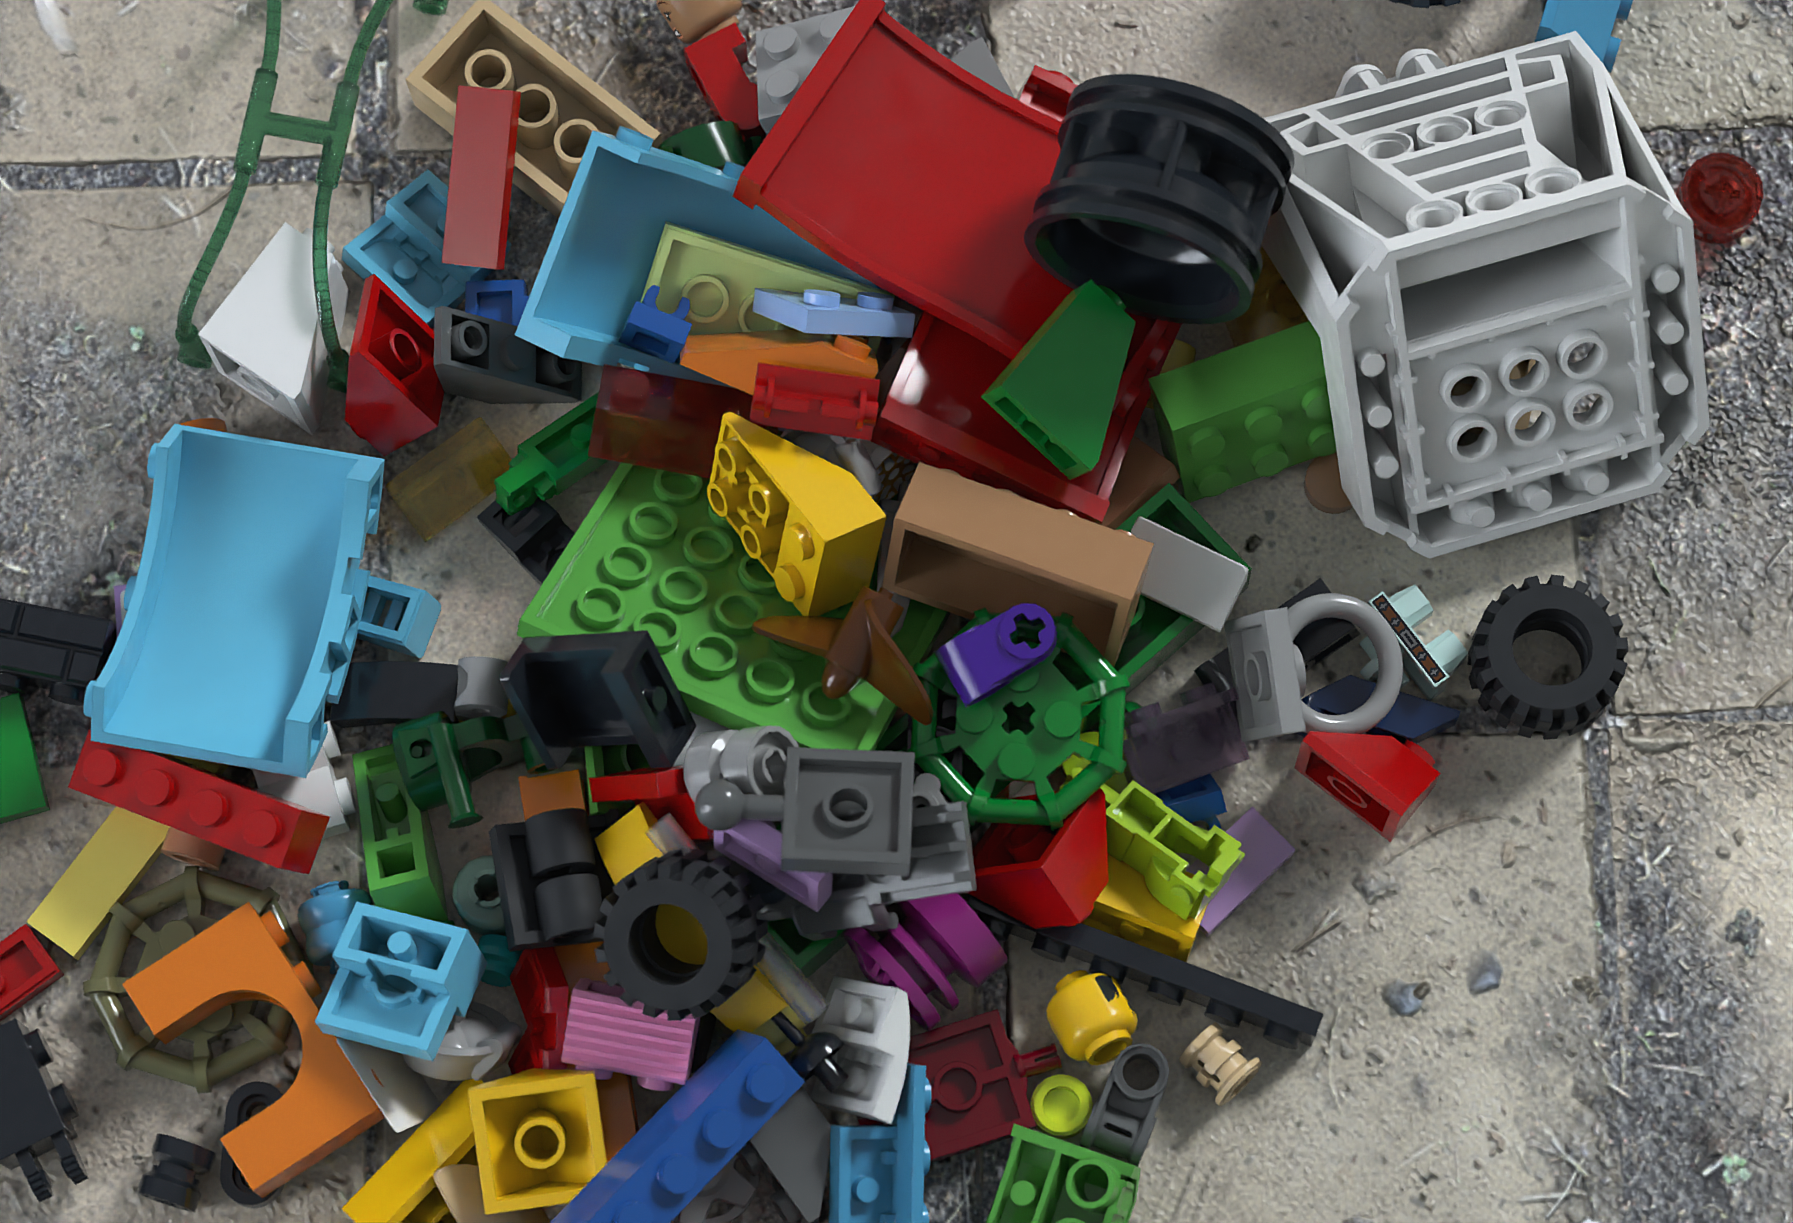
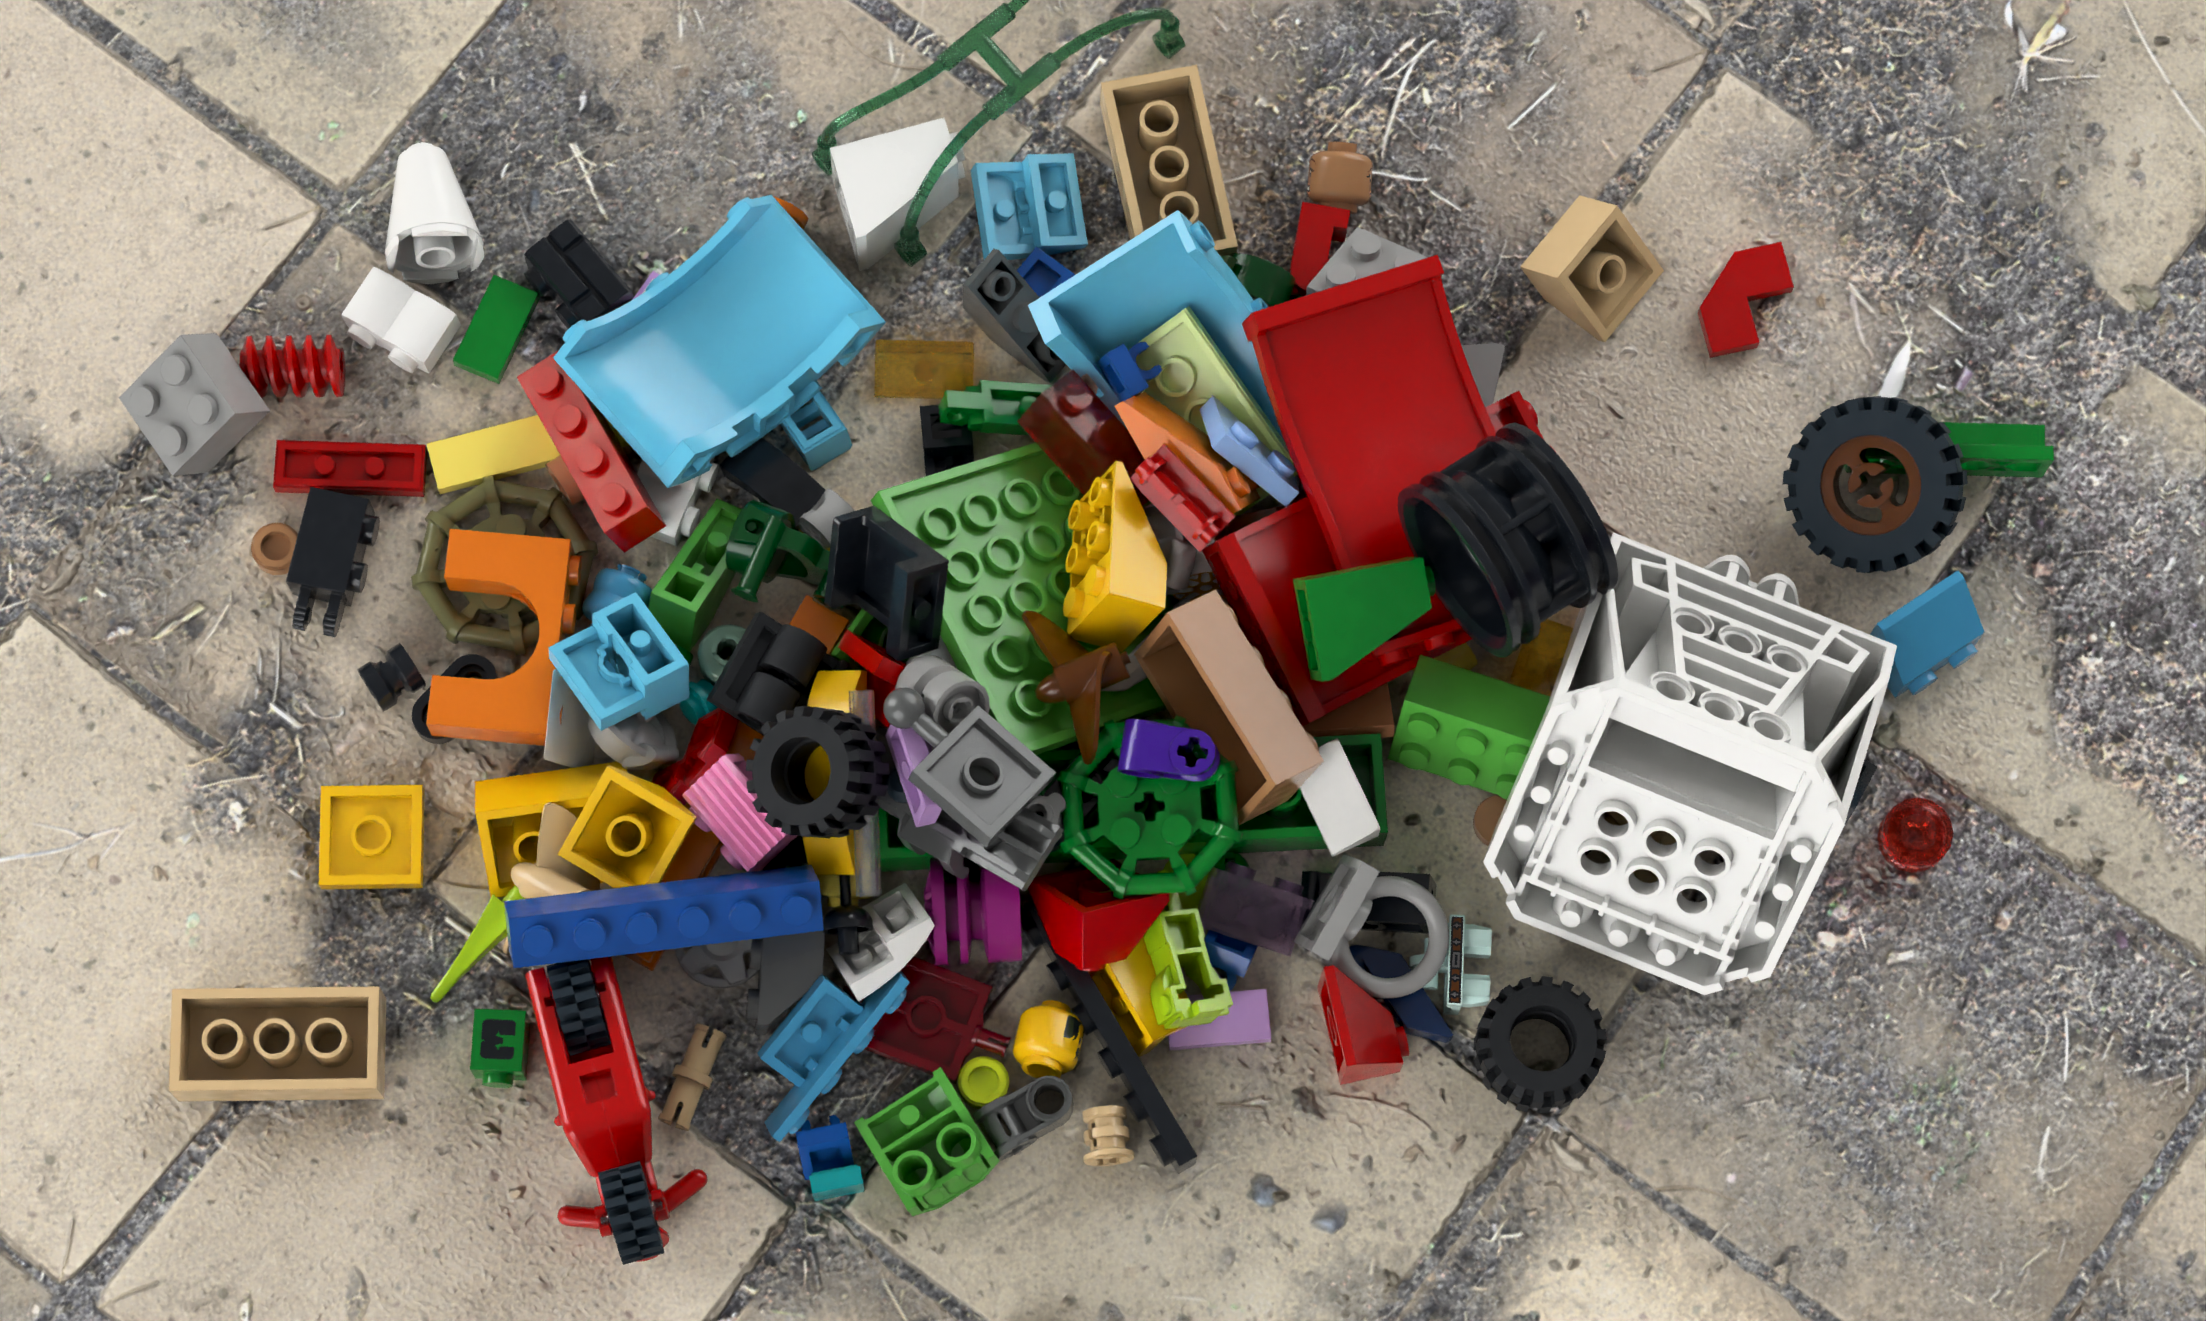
camera: 30 degrees right, 0 degrees up
(391, 372) = (930, 271): red slope -> none
(481, 177) = (1097, 185): red tile -> none

